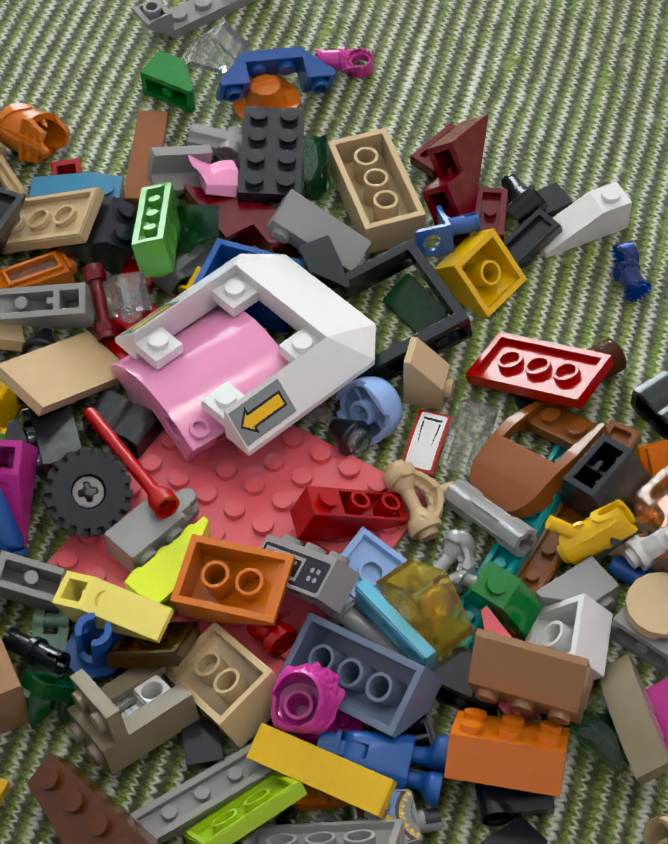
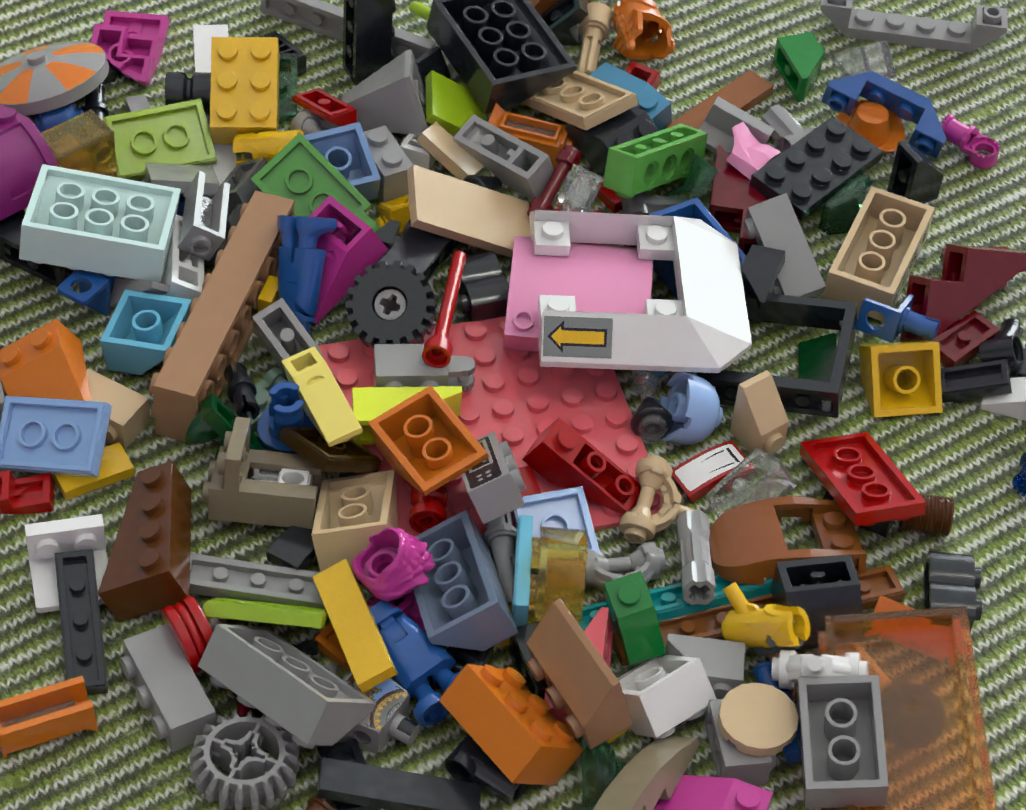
camera: 35 degrees right, 5 degrees down
(339, 115) = (914, 175): none -> black slope

